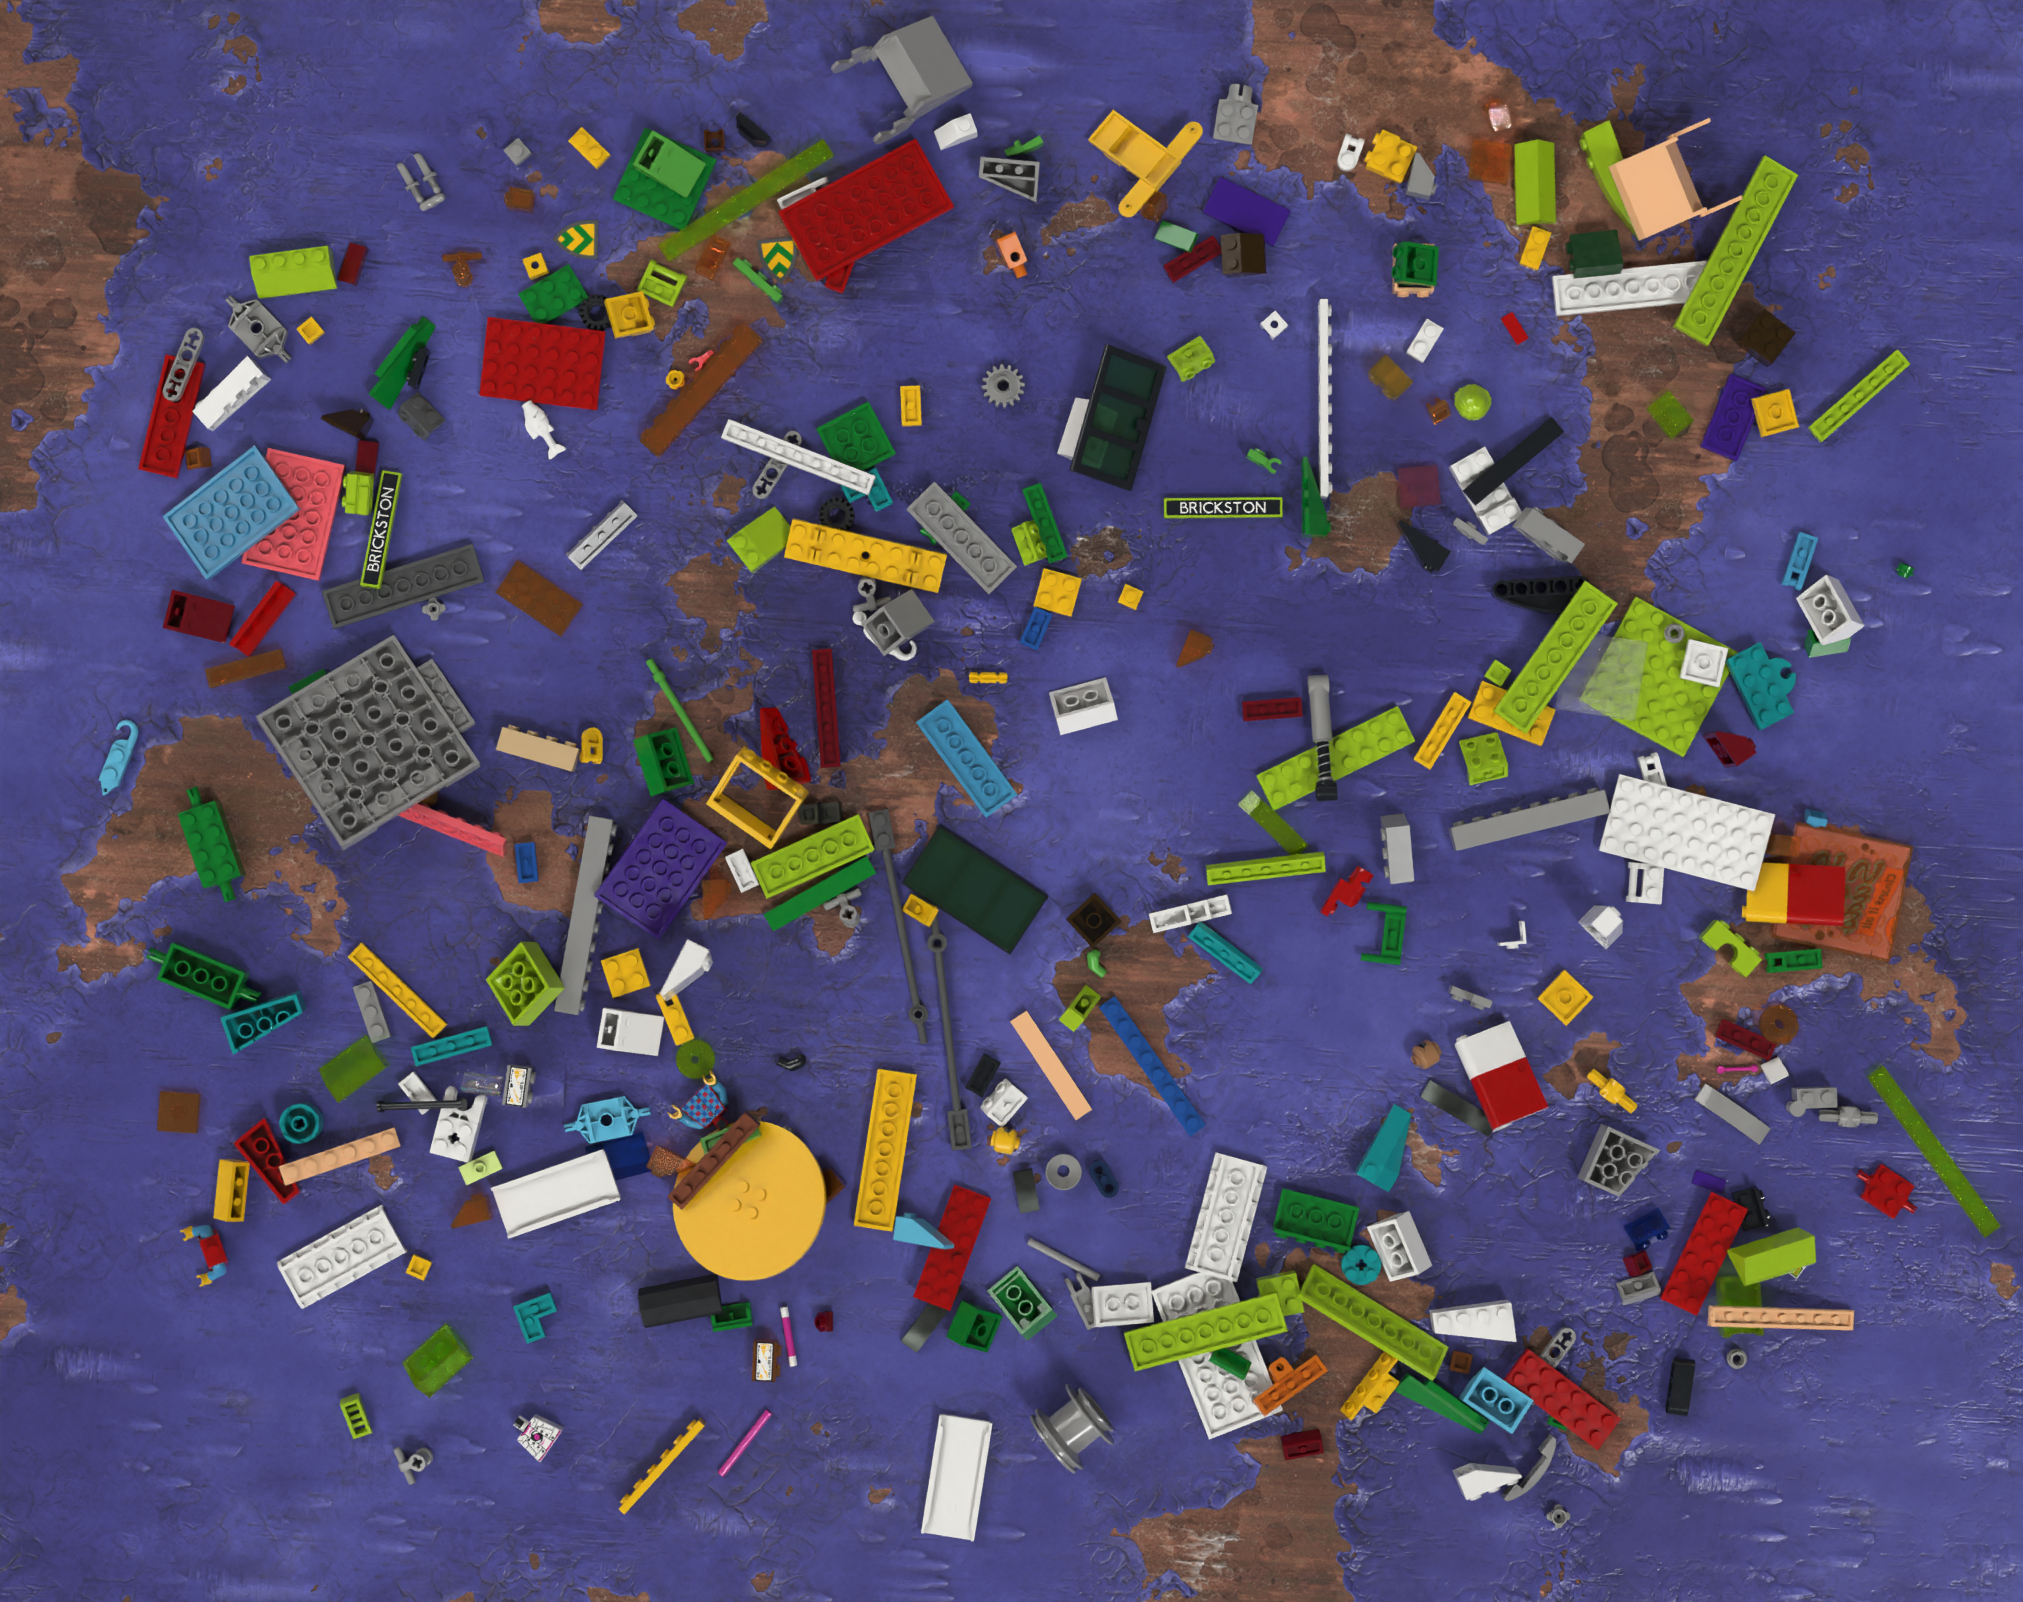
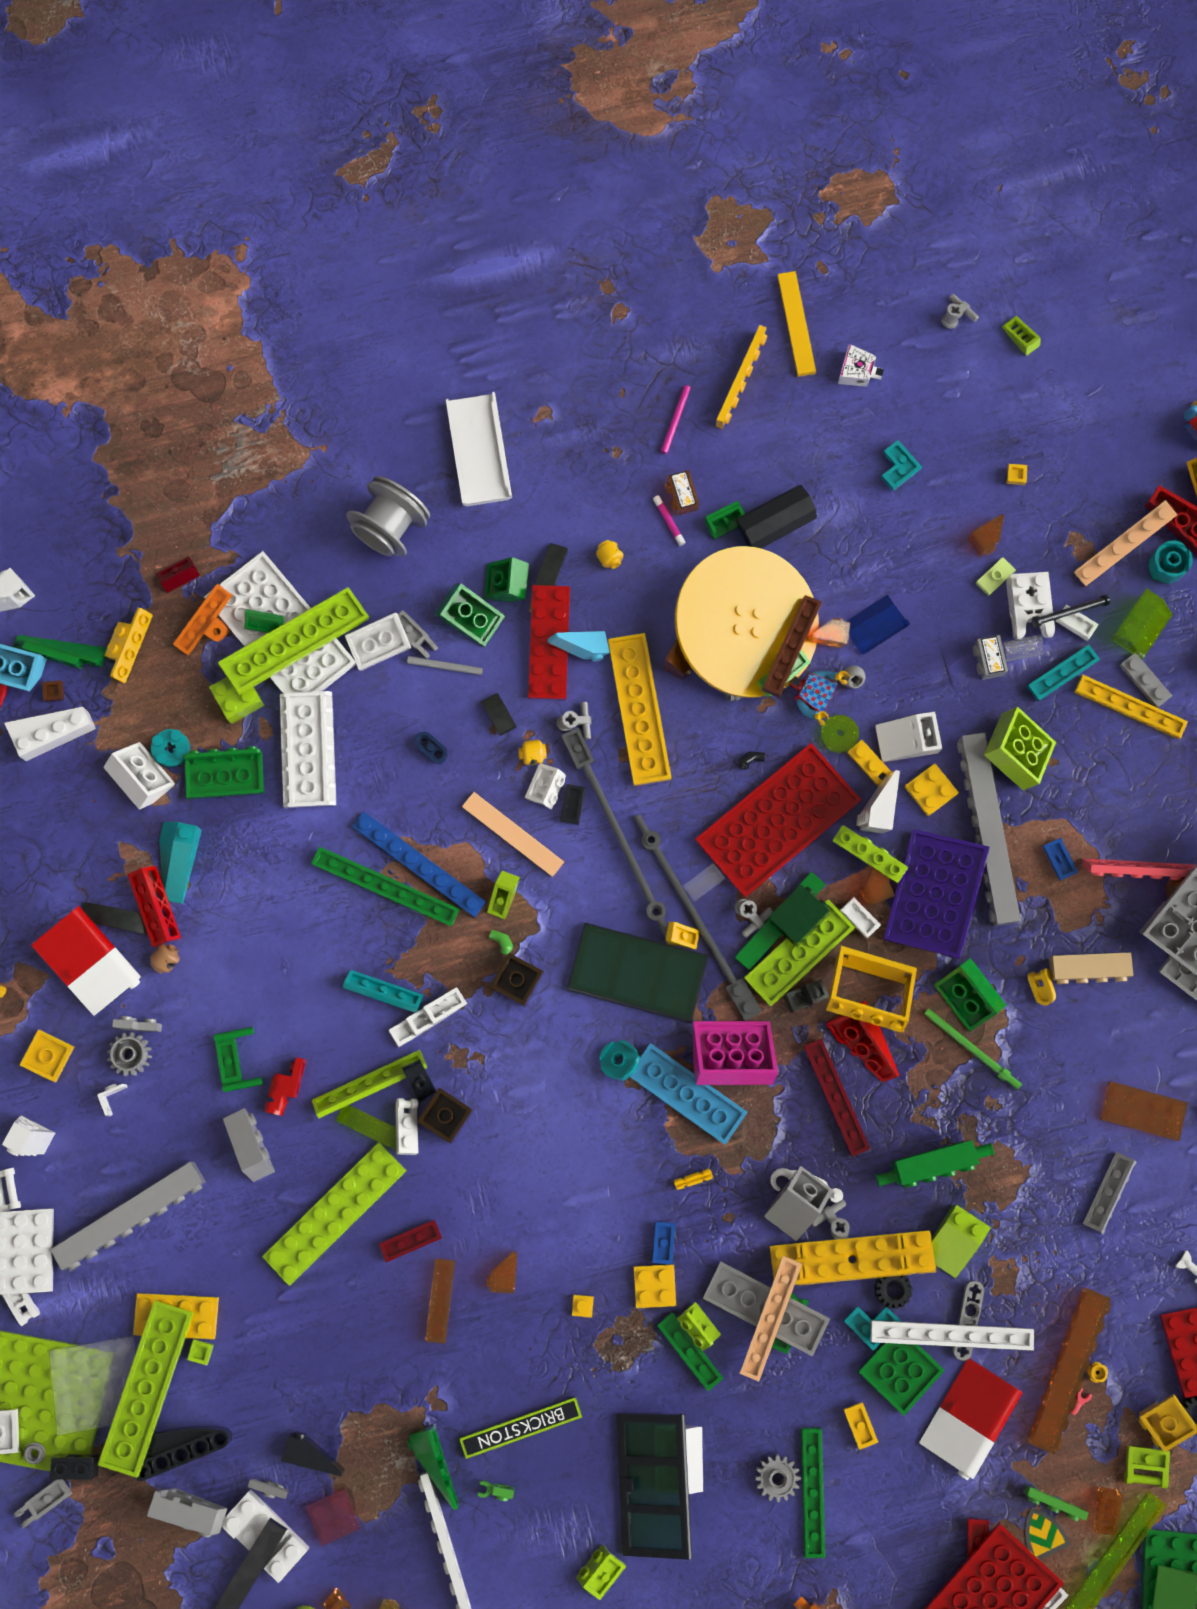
camera: 160 degrees right, 10 degrees down
(341, 1257) = (1088, 461): white ladder -> none
(437, 1360) = (970, 401): clear neon green slope -> none
(556, 1193) = (919, 576): white ladder -> none
(583, 1506) = (796, 324): none -> yellow tile
(623, 1116) = (888, 664): medium azure plate -> none
(659, 1110) = (856, 677): none -> light grey piece
(711, 928) = (870, 854): none -> lime bracket
(757, 616) = (935, 1162): none -> green brick
(787, 992) = (778, 820): none -> red plate
(800, 891) = (799, 915): none -> dark green brick
(807, 378) = (970, 1418): none -> door
(824, 1321) = (641, 543): dark red plate -> none
(861, 1319) = (609, 554): none -> yellow head
(881, 955) = (703, 882): none -> clear plate
(909, 782) = (733, 1053): none -> dark pink slope
(943, 1156) = (575, 720): none -> light grey piece
(960, 528) = (770, 1318): none -> light nougat plate
(975, 363) = (812, 1492): none -> green tile
(1011, 806) = (628, 1065): none -> teal plate
(1068, 1181) = (467, 732): light grey piece -> none
(1083, 706) = (593, 1182): white slope -> none
(1192, 1054) = (385, 886): none -> green plate
(1202, 813) = (445, 1115): none -> dark brown brick
(1217, 856) = (419, 1079): none -> black plate
(1242, 816) = (406, 1127): none -> white plate
(1261, 645) = (440, 1301): none -> clear orange plate
(1322, 734) = (370, 1273): piece -> none
(1372, 1322) = (143, 699): lime plate -> none
(1423, 1108) = (151, 906): none -> red fence
(1442, 730) = (238, 1276): yellow plate -> none
(1484, 758) = (189, 1262): lime bracket -> none
(1495, 978) = (139, 1057): none -> light grey gear
(1640, 609) = (74, 1466): none -> black brick
(1677, 588) = (44, 1501): none -> light grey hinge

